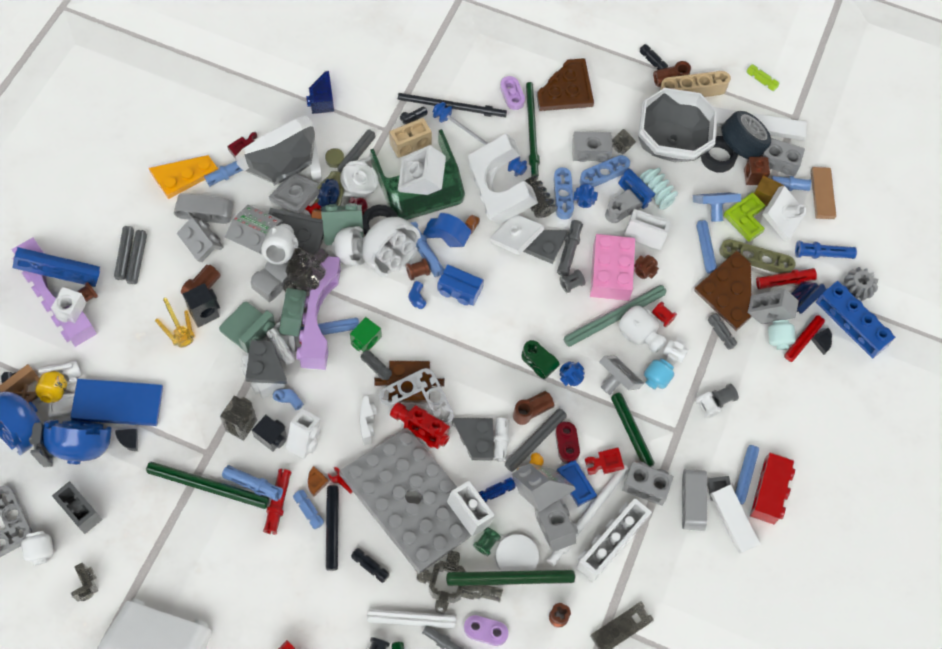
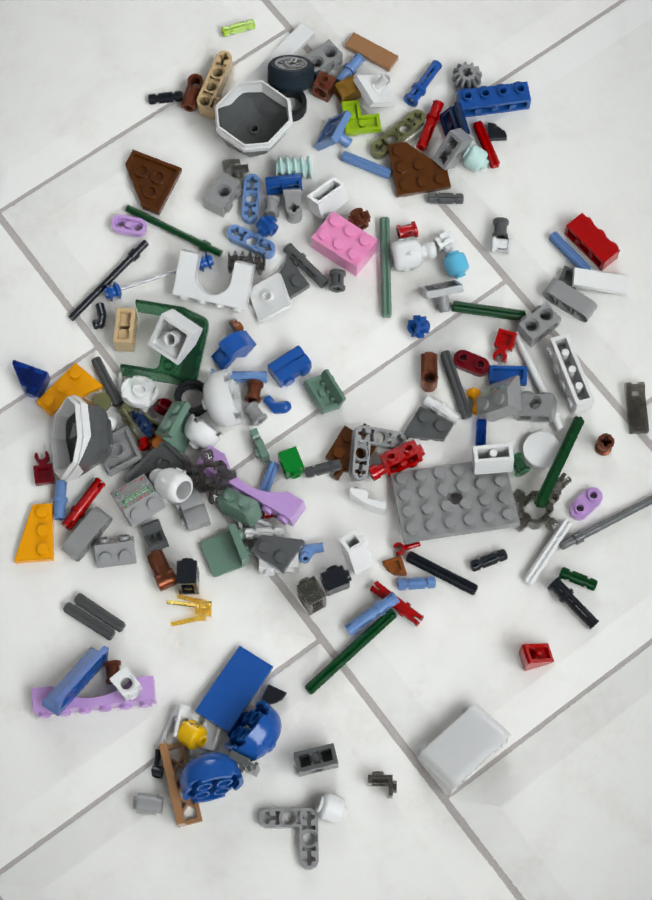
camera: 55 degrees left, 5 degrees up
(230, 192) = (78, 510): none -> red pin
(230, 262) = (154, 535): none -> dark grey bracket
(336, 129) = (73, 382): none -> light orange wing
(364, 303) = (260, 449): none -> sand green plate
(396, 281) = (255, 413): none -> light grey bush
(452, 327) = (325, 392): none -> sand green bracket
(541, 361) = (391, 344): dark green piece -> none
(608, 190) = (271, 206): none -> light grey bush

